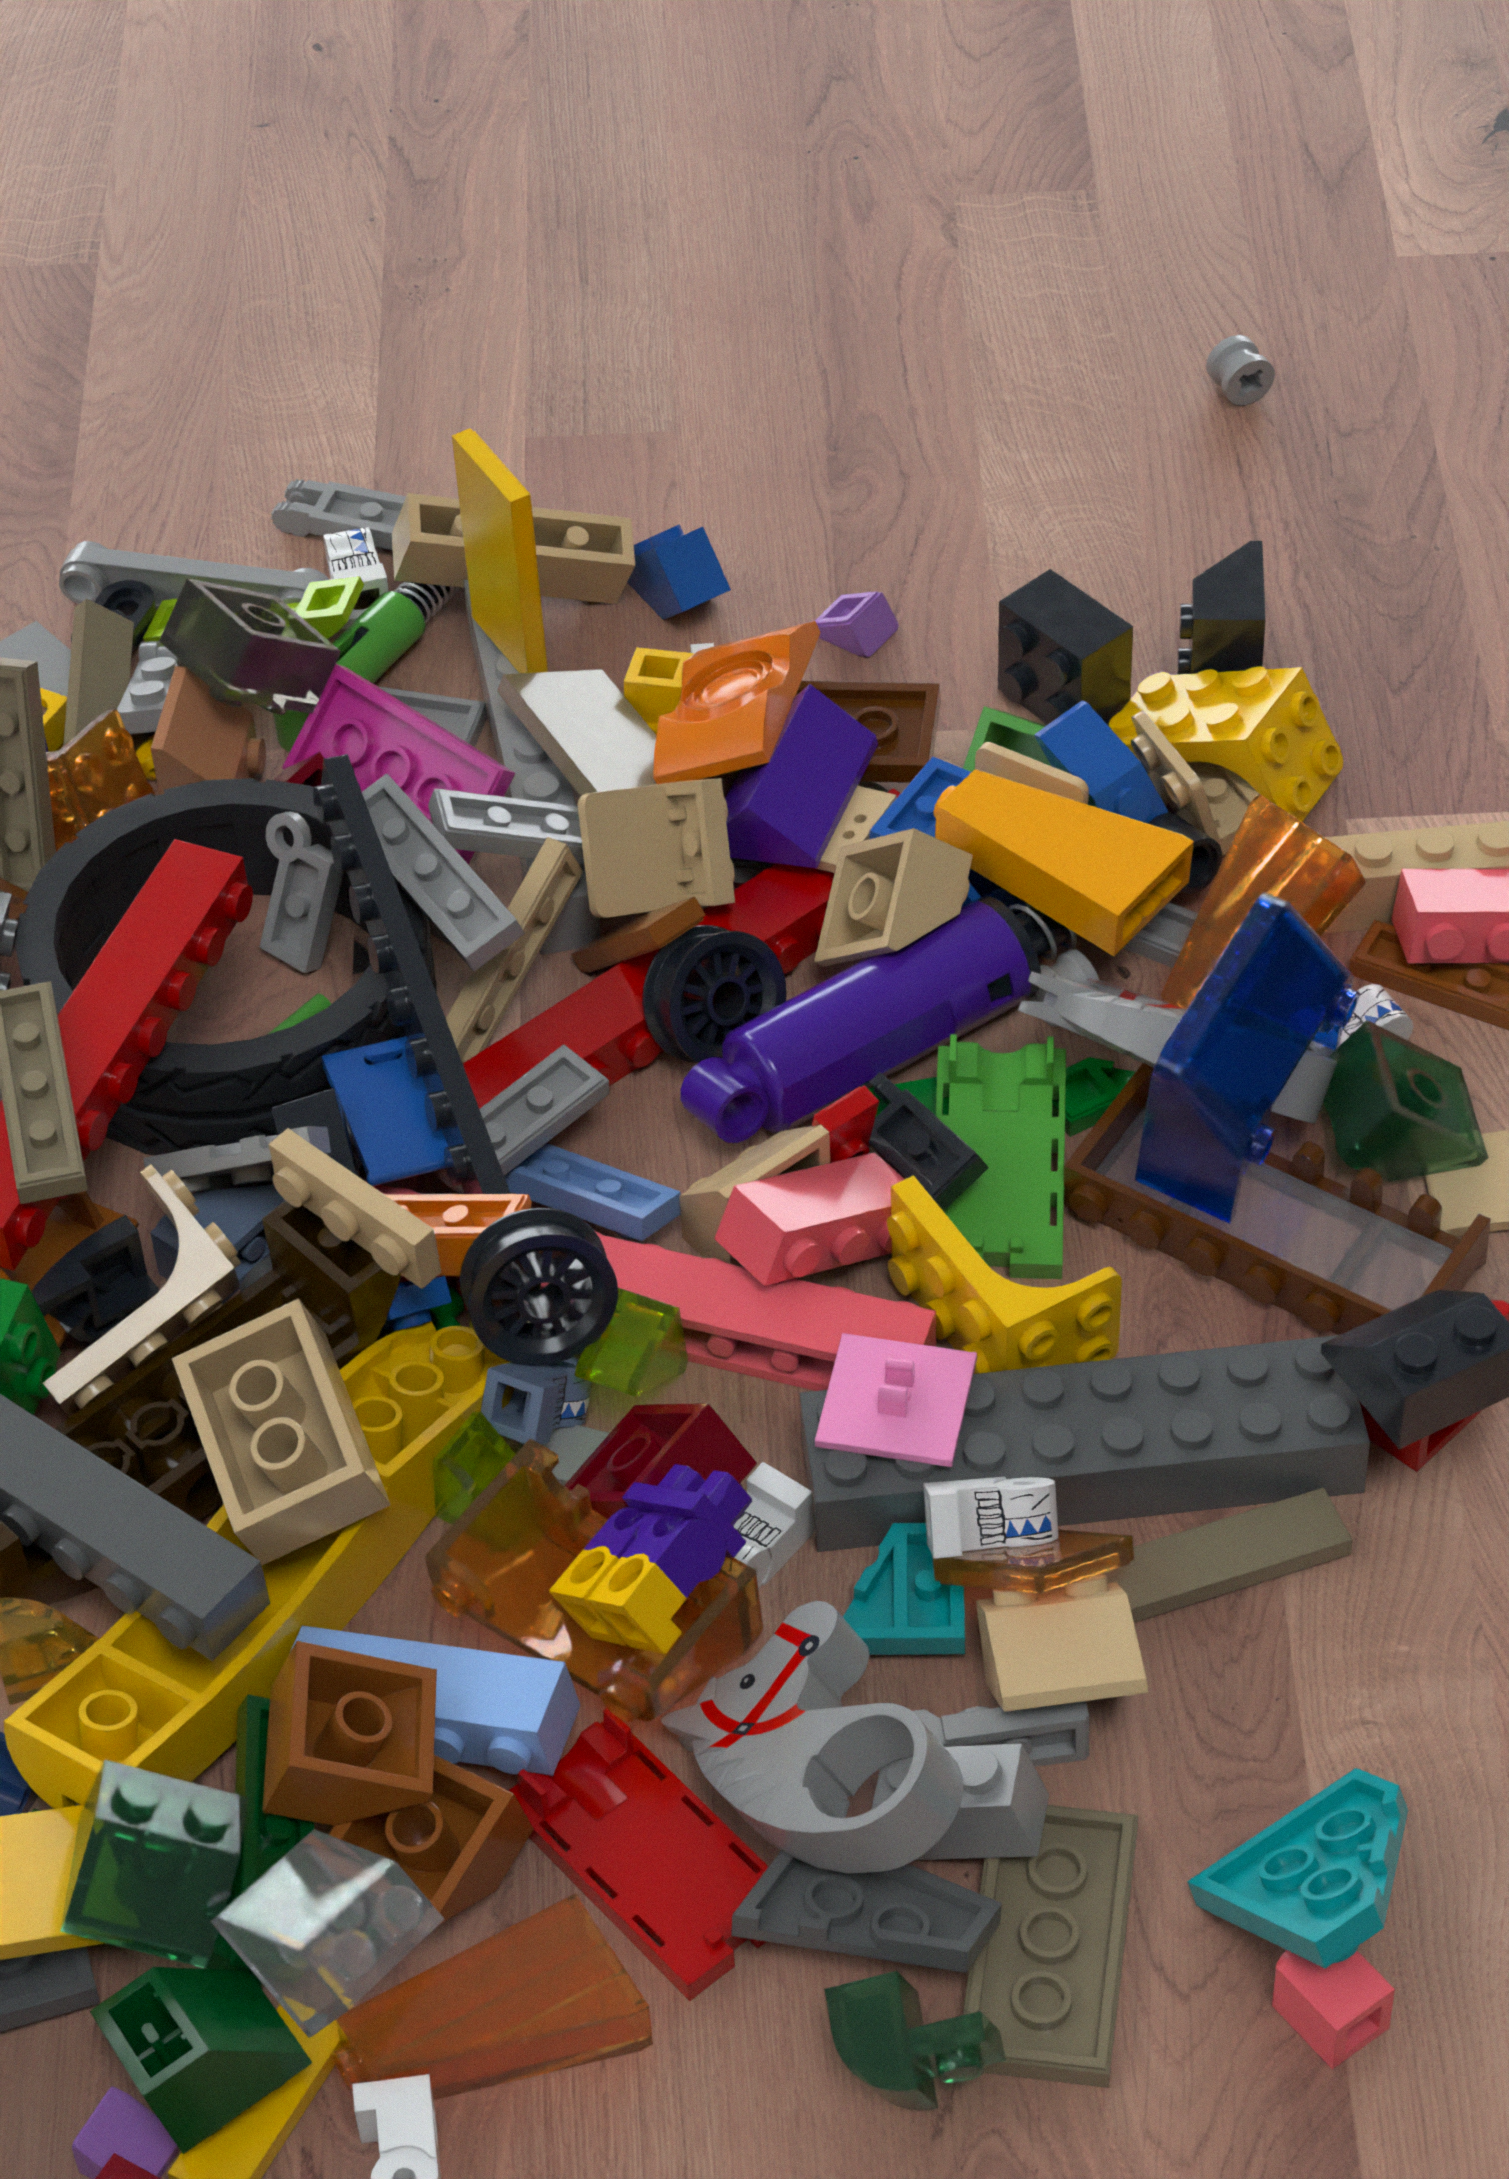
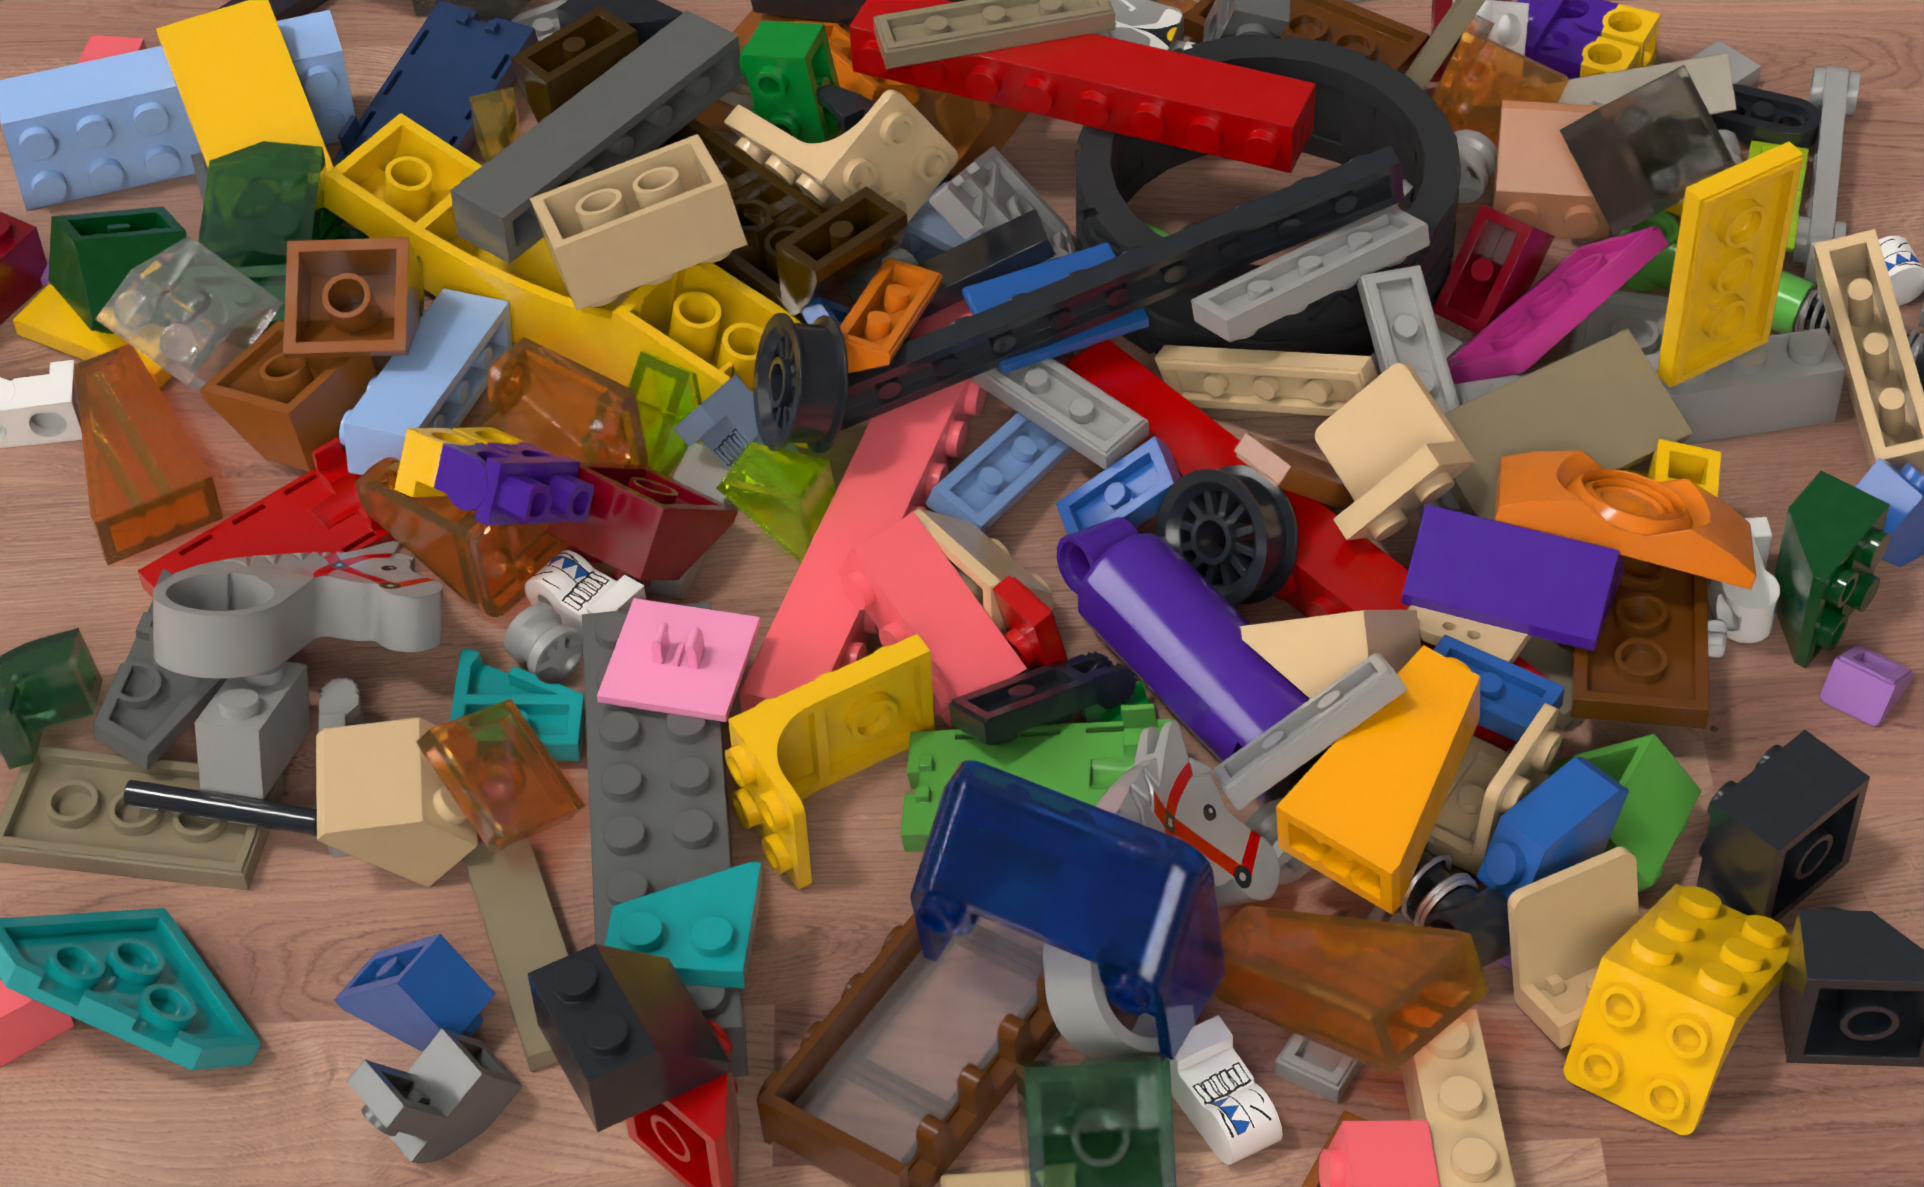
camera: 90 degrees right, 0 degrees up
(354, 1209) = (843, 221): tan plate -> none
(640, 1089) = (1126, 489): none -> blue plate
(753, 591) = (1828, 563): none -> dark green slope
(815, 1567) = (544, 643): none -> light grey wheel
(989, 1514) = (549, 730): white leg -> none
(1021, 895) = (1308, 730): none -> light grey tile
(1059, 1834) = (221, 807): none -> black bar
(1255, 1360) = (698, 925): none -> teal wing
(1287, 1637) = (417, 992): none -> blue slope
(1416, 1596) = (442, 1098): none -> dark grey brick

